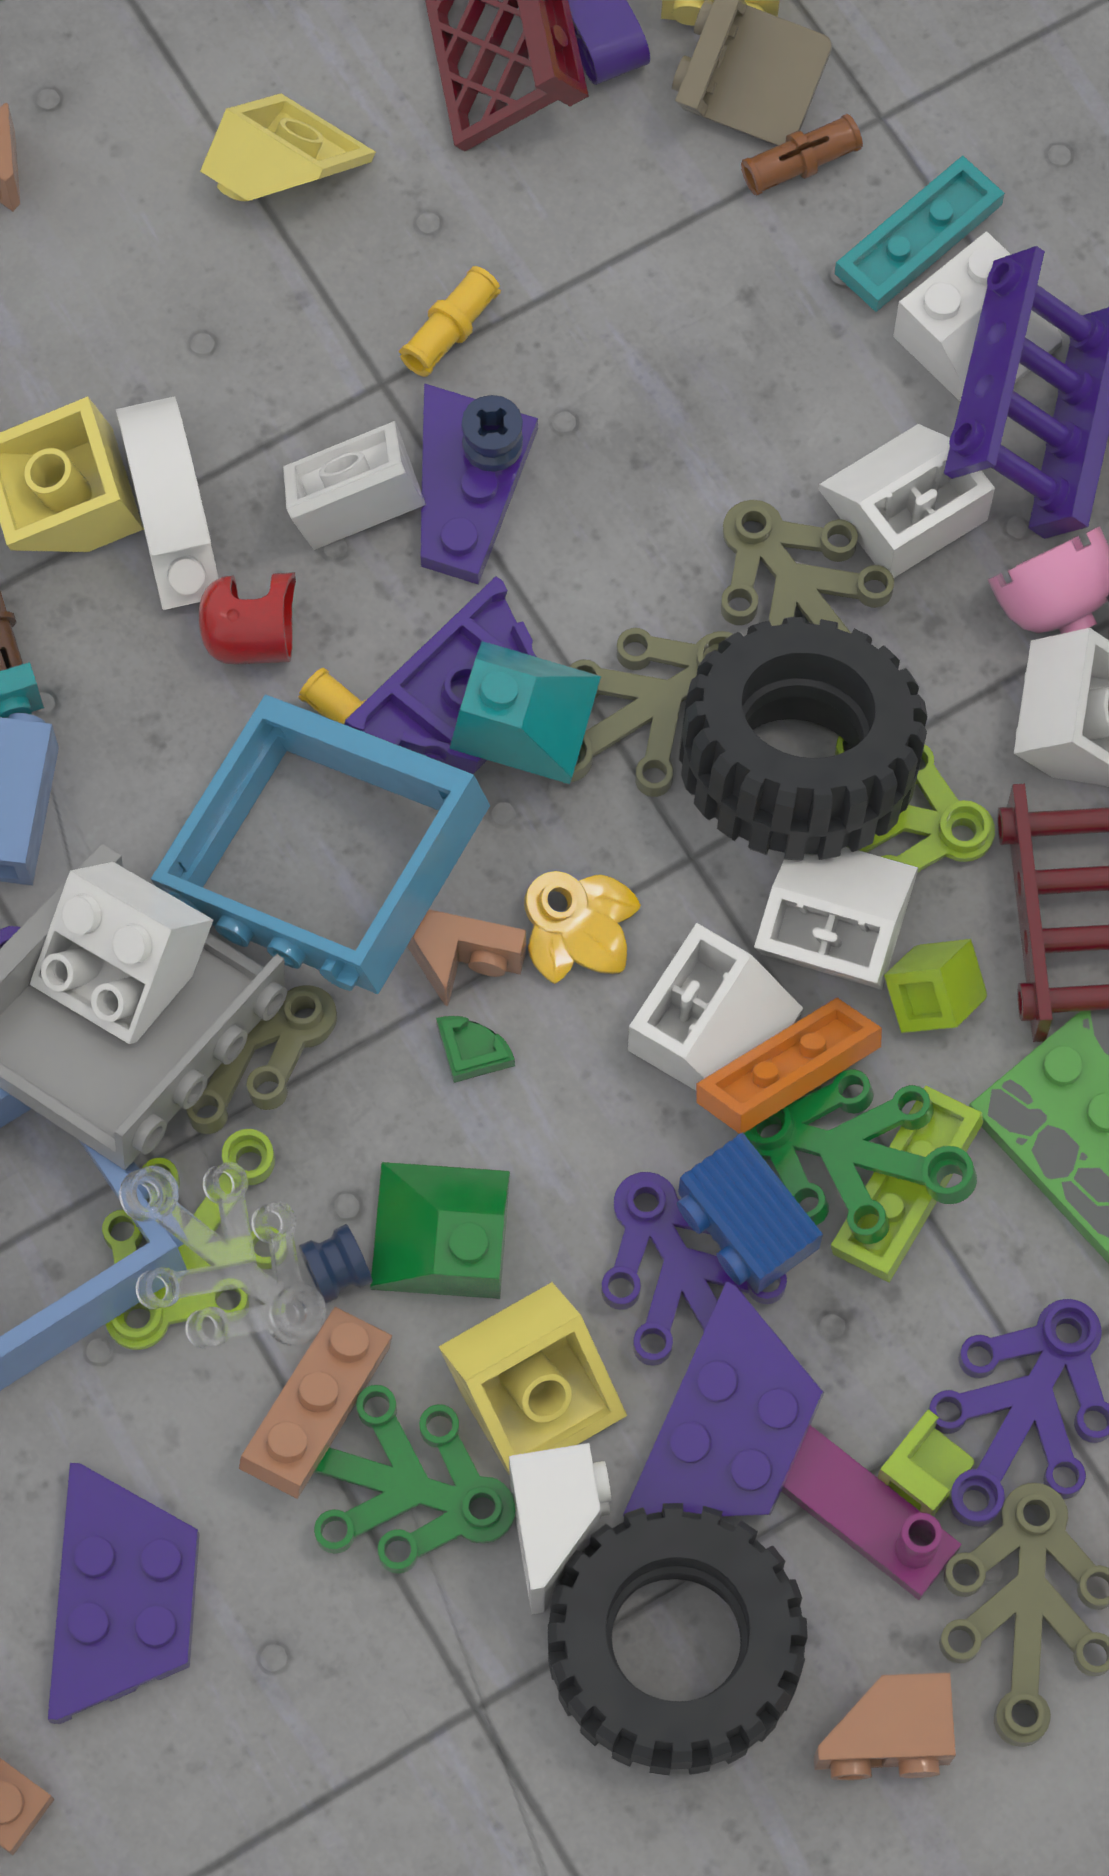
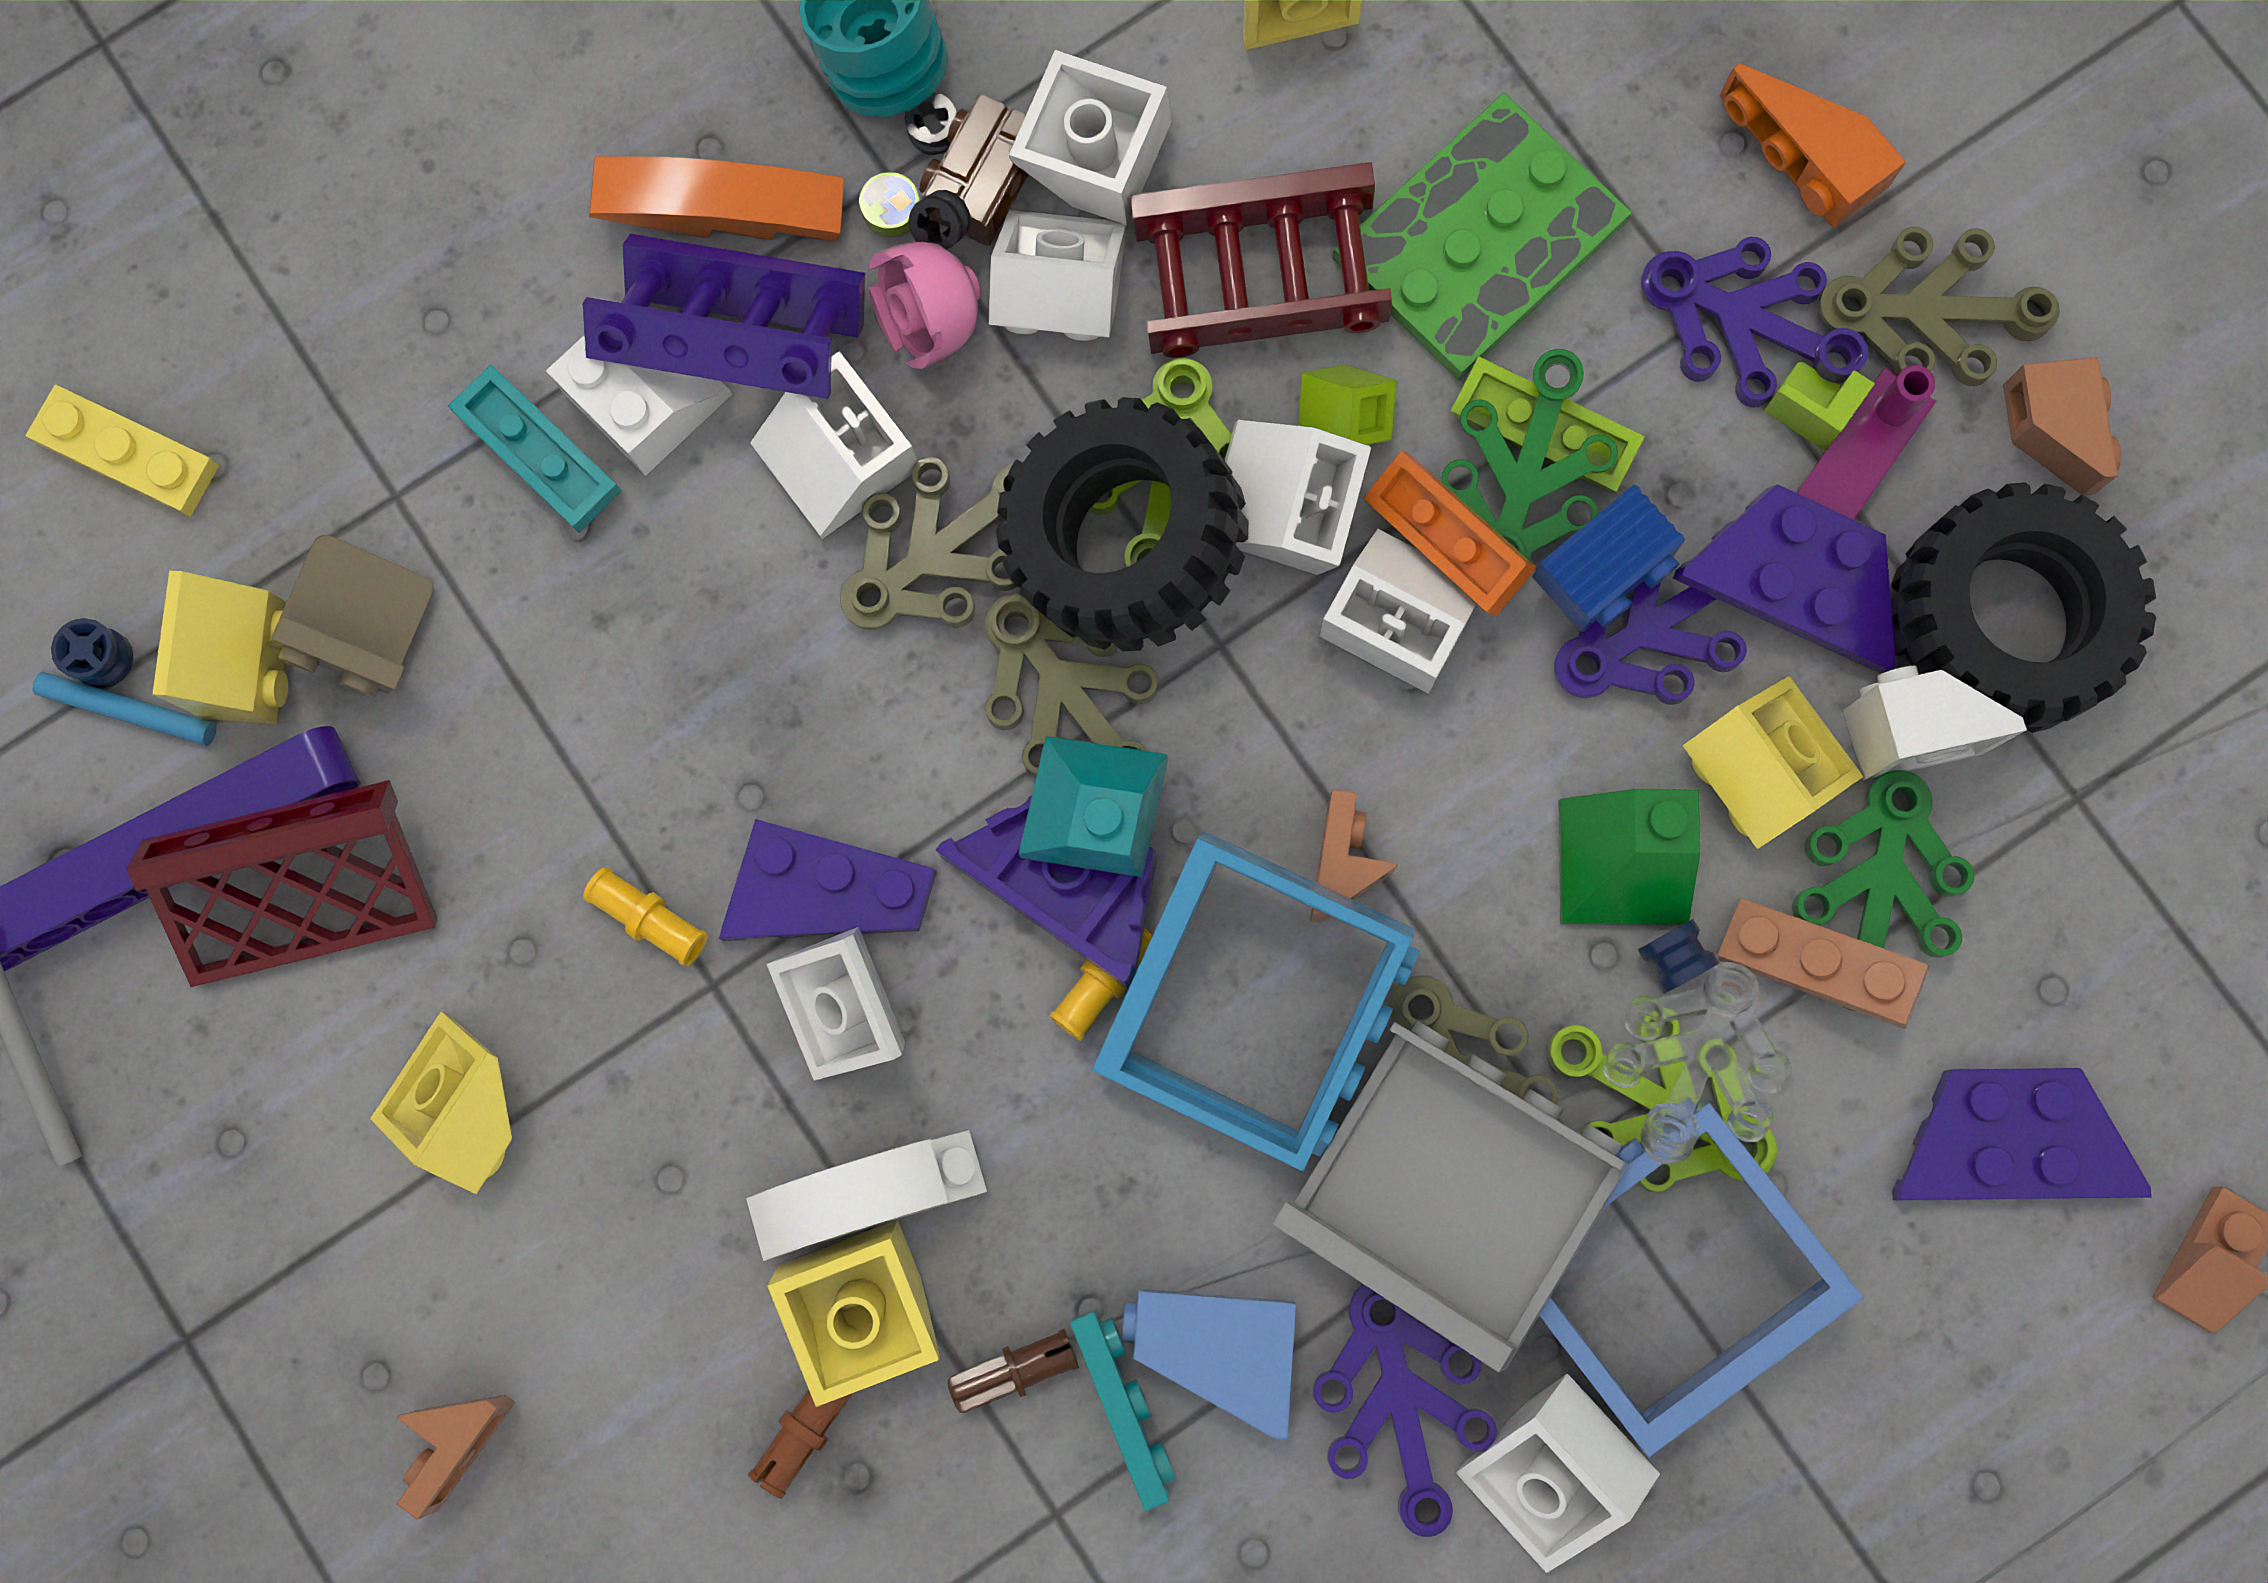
camera: 85 degrees left, 10 degrees up
(119, 949) = (1395, 1192): white slope -> none
(248, 628) = (1008, 1099): red helmet -> none
(472, 1048) = (1437, 843): green tile -> none
(492, 448) = (796, 865): dark blue wheel -> none
(585, 930) = (1307, 739): yellow plate -> none
(801, 154) = (428, 535): dark orange pin -> none

